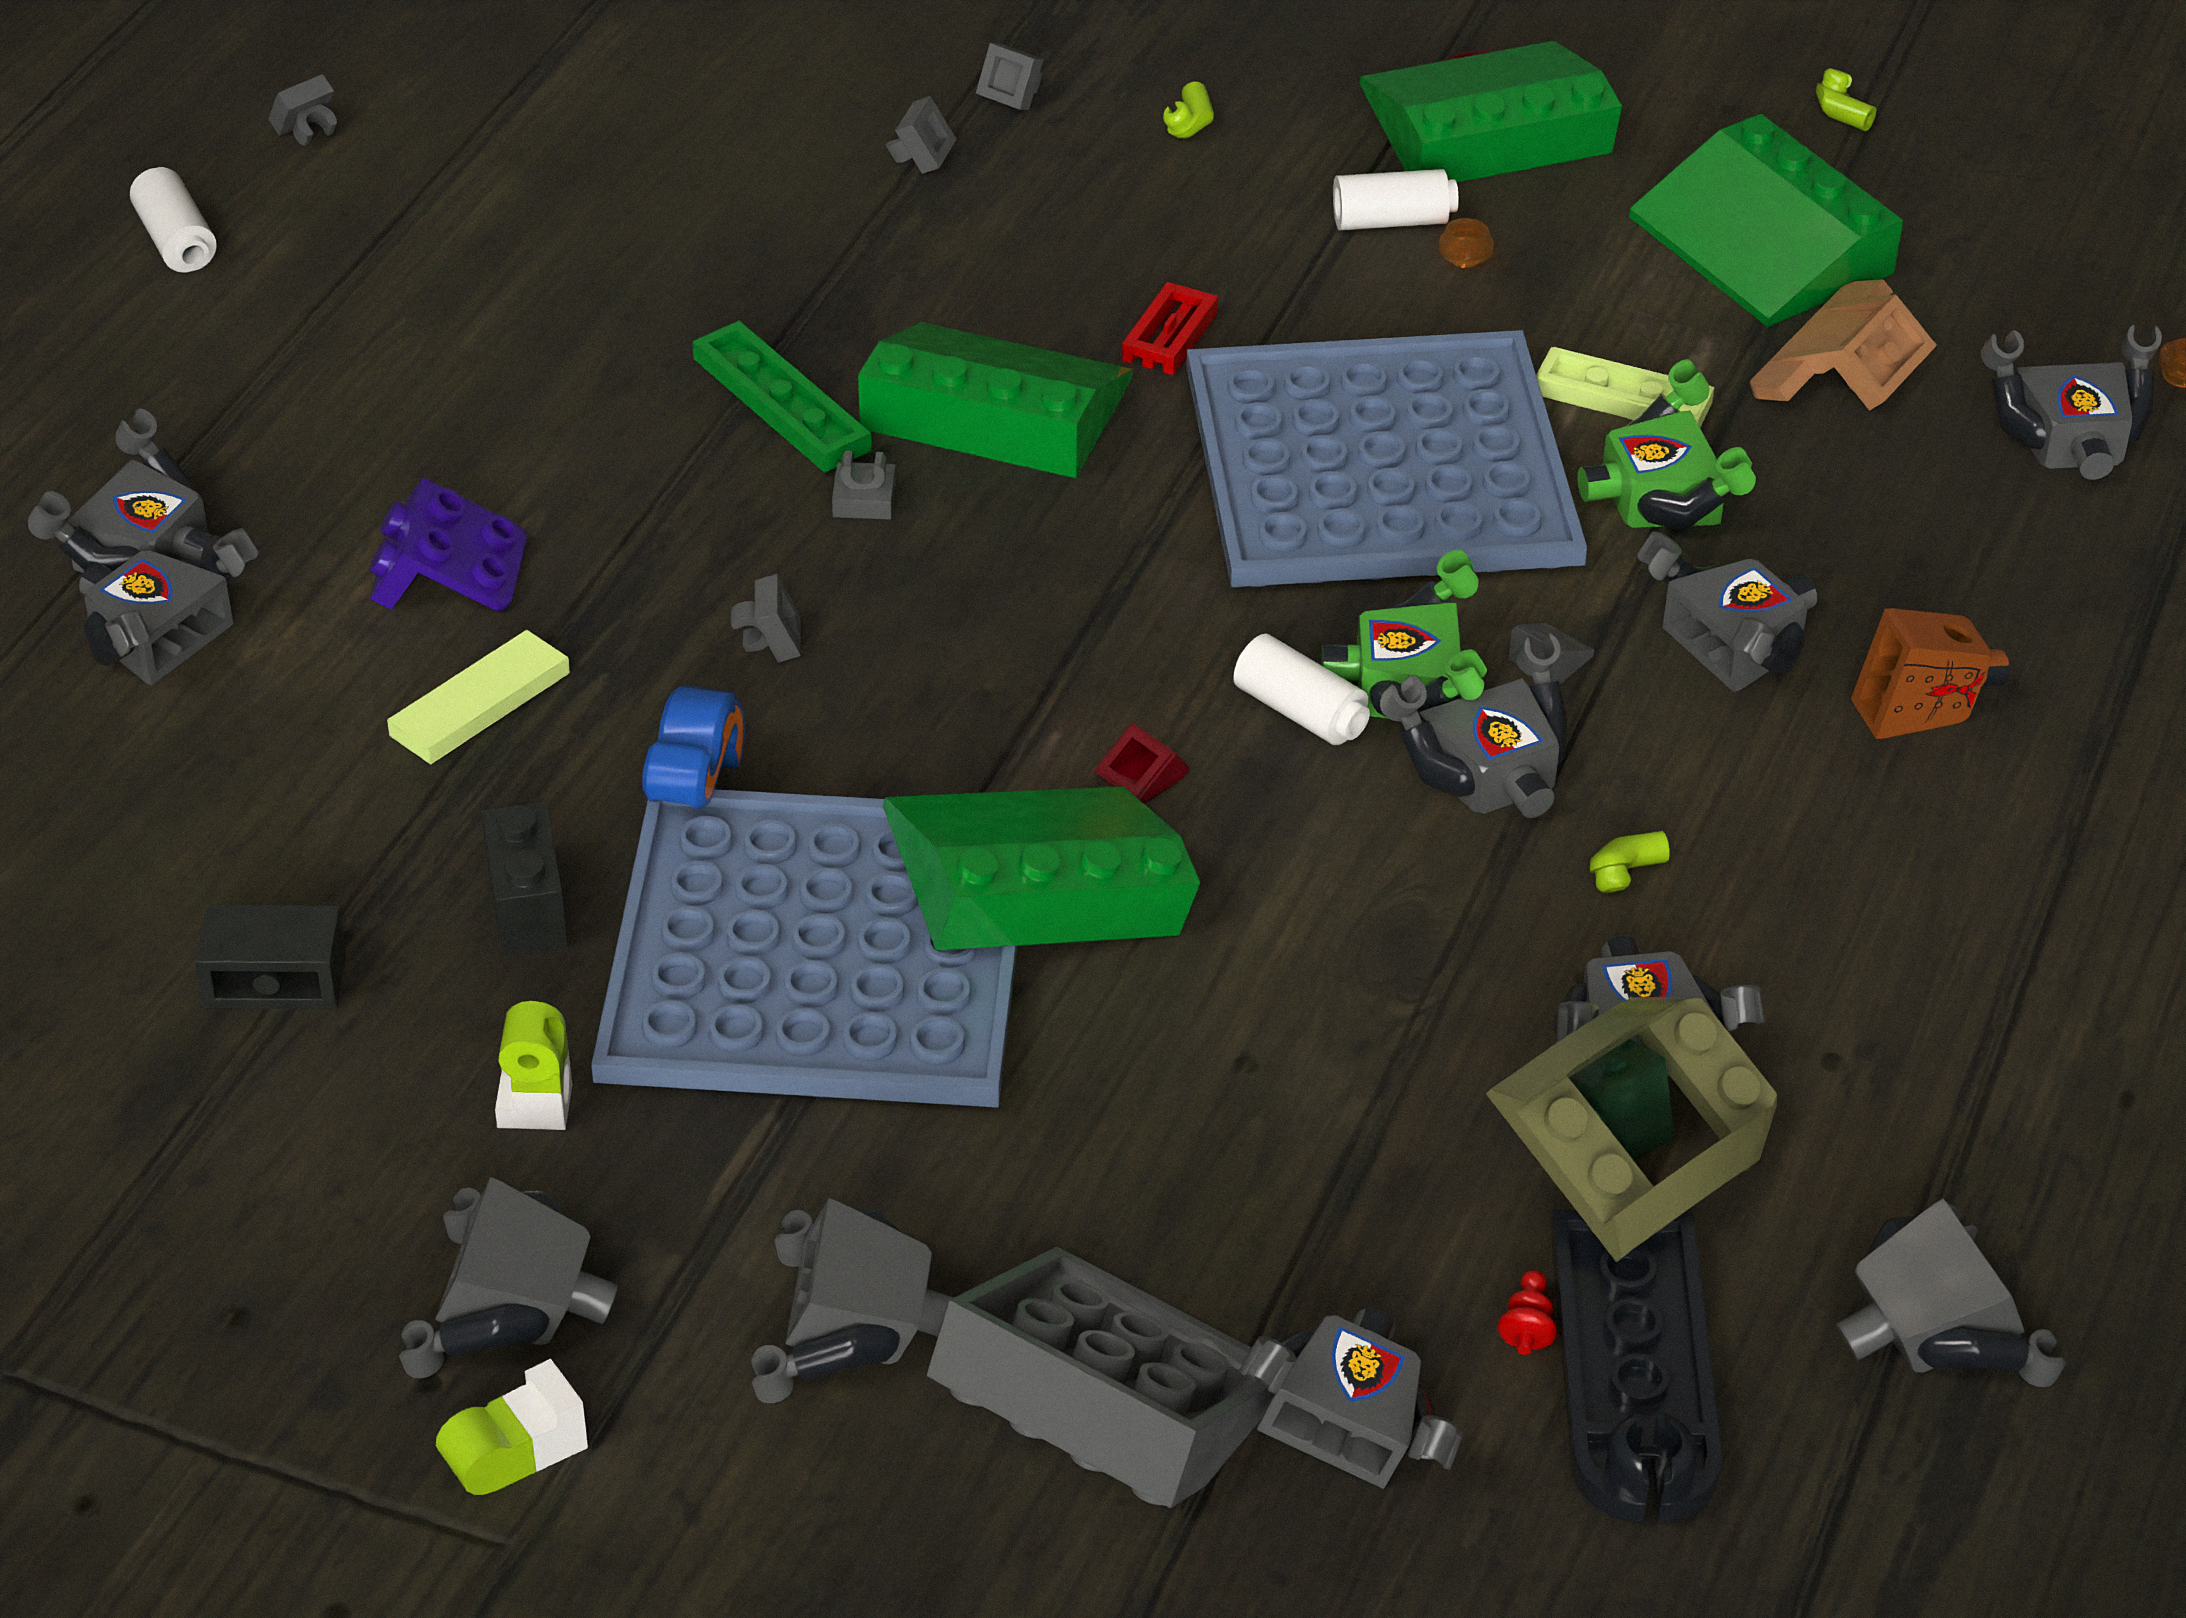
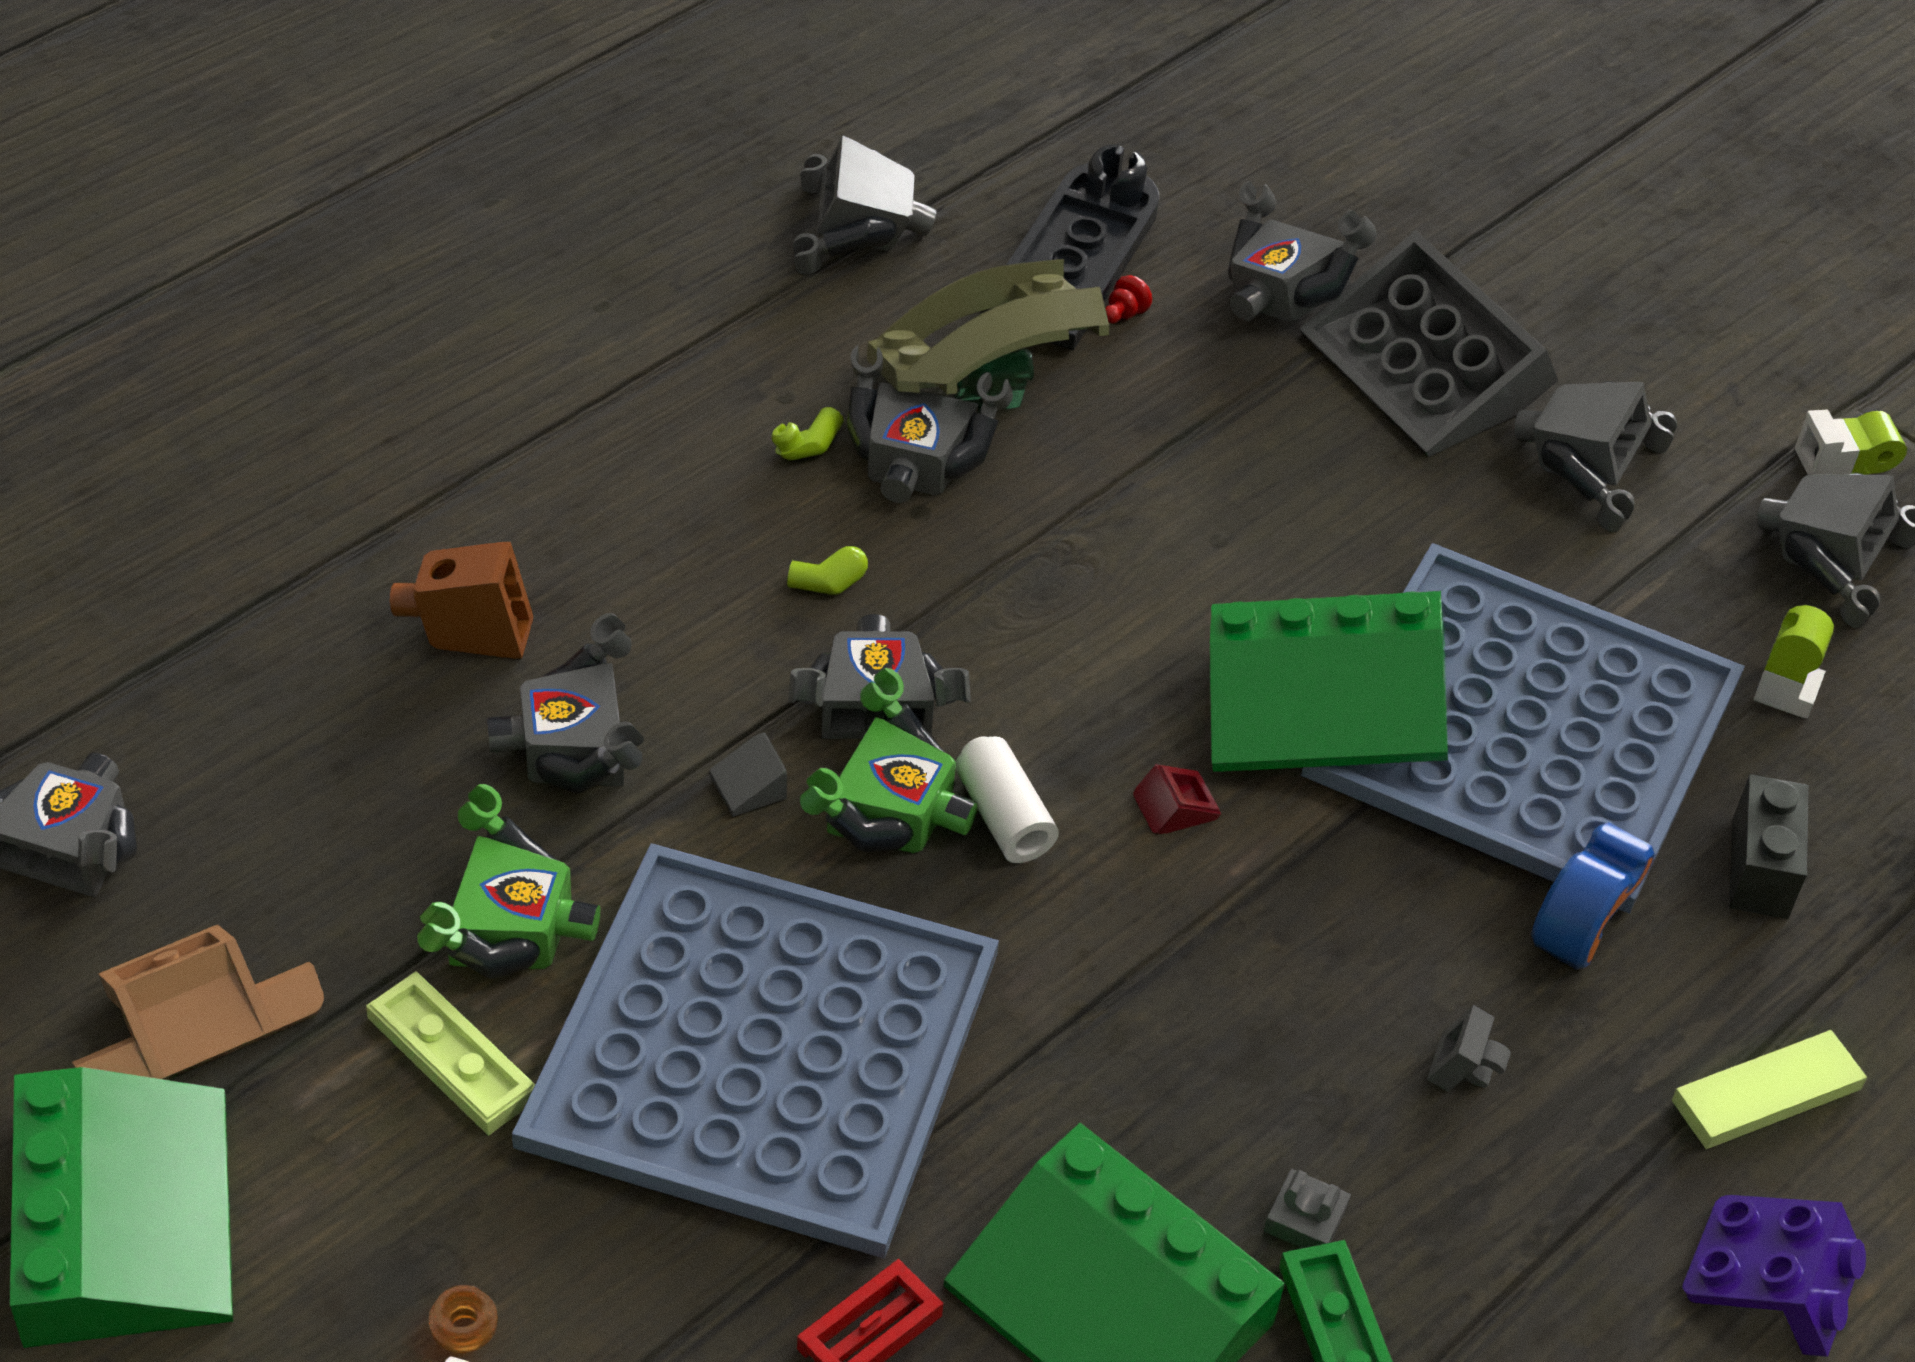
camera: 160 degrees left, 5 degrees up
(1776, 985) = (815, 441): none -> lime arm

